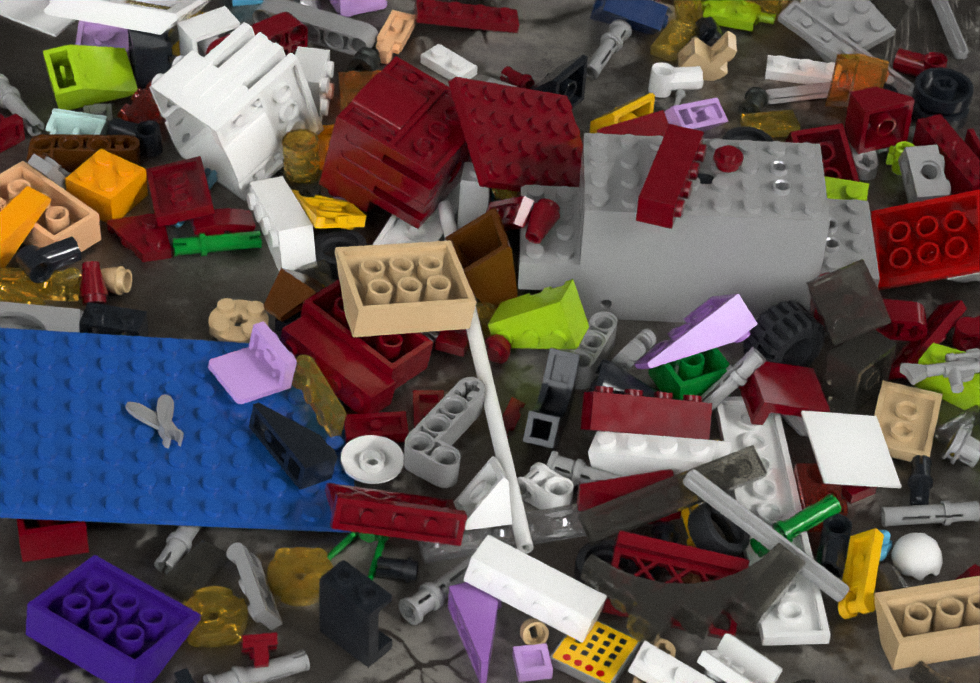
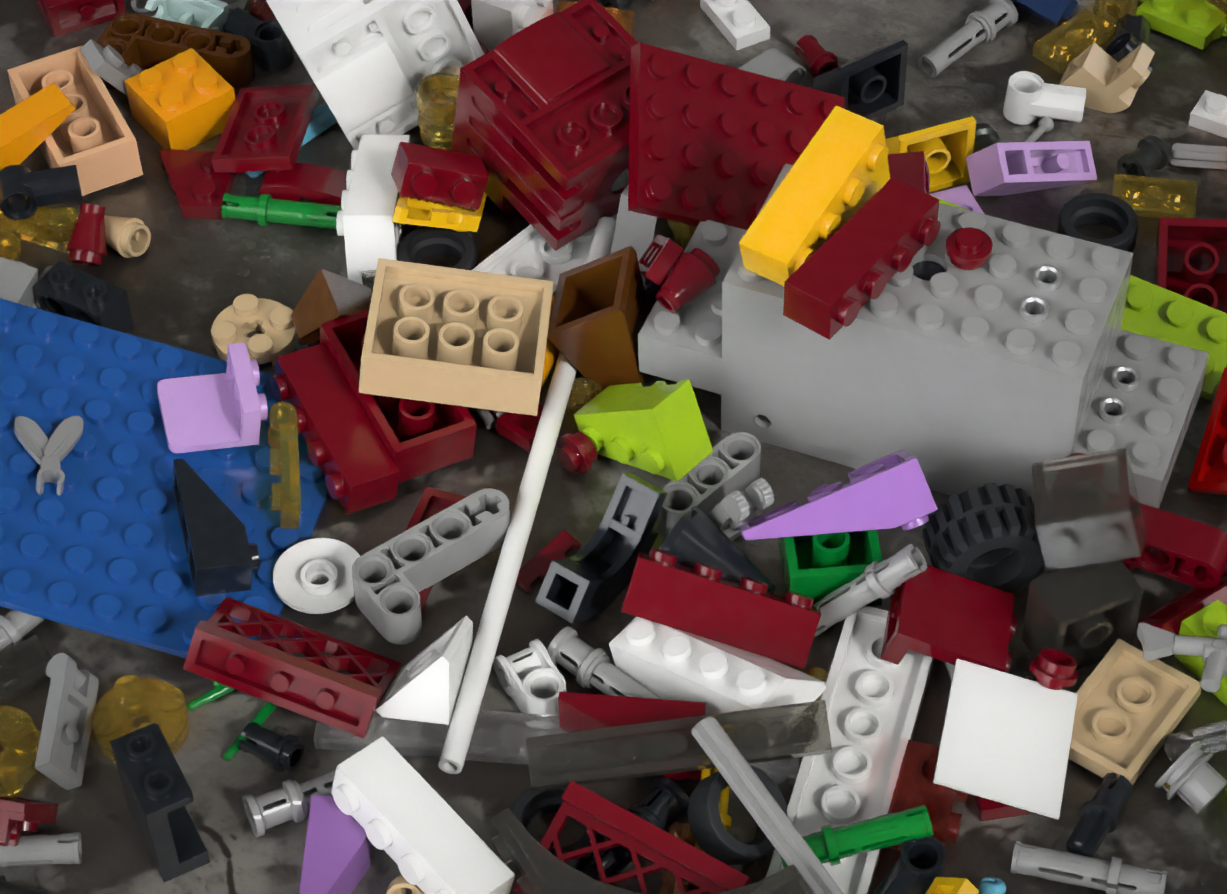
camera: 25 degrees right, 5 degrees up
(330, 194) = (439, 175): none -> dark red brick
(386, 424) = (352, 525): dark red plate -> none
(629, 145) = (818, 196): none -> yellow wedge
(859, 403) = (1054, 669): none -> dark red plate

